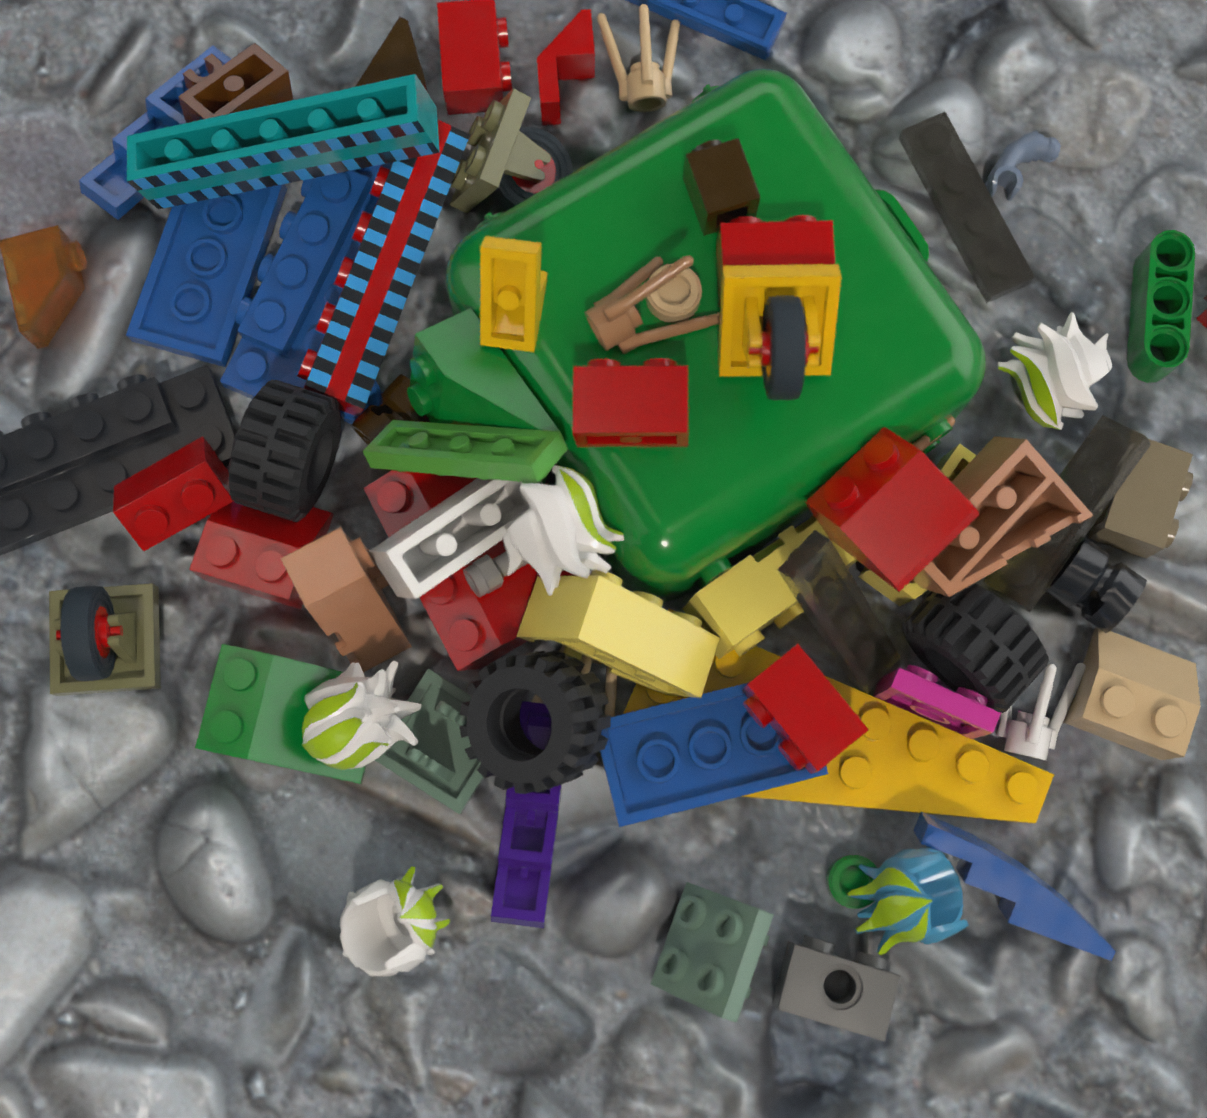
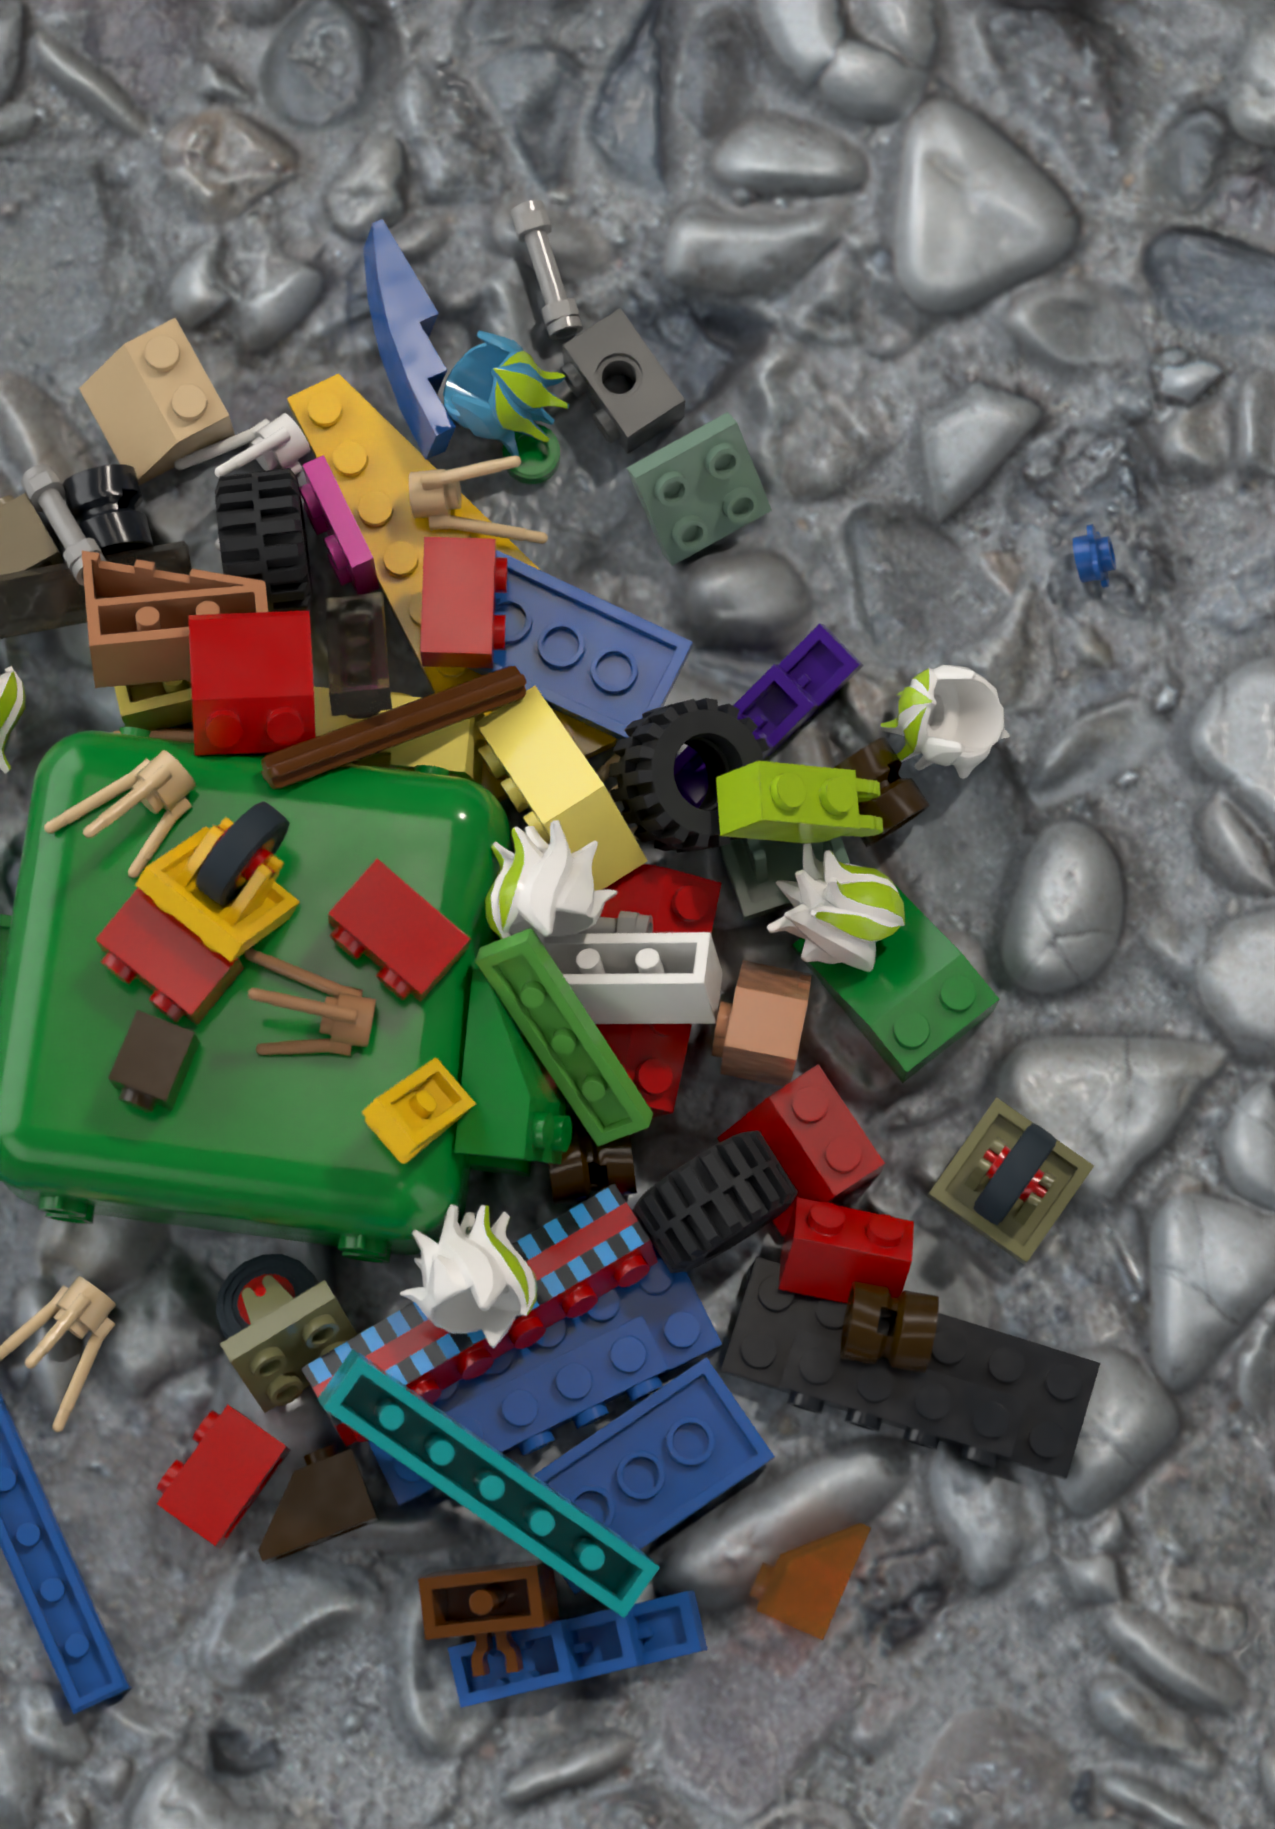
camera: 140 degrees left, 0 degrees up
(86, 475) = (910, 1327): none -> dark brown wheel
(396, 255) = (473, 1277): none -> white hair
(405, 831) = (899, 797): none -> dark brown wheel
(437, 752) = (794, 803): none -> lime hinge
(565, 58) = (122, 1400): red slope -> none
(677, 298) = (270, 1020): tan tile -> none
(763, 573) = (393, 727): none -> reddish brown axle
(887, 374) = (155, 784): none -> tan plant
(889, 790) = (438, 491): none -> tan plant
(999, 1053) = (559, 312): none -> light grey bar
(1149, 561) = (48, 496): none -> light grey bar

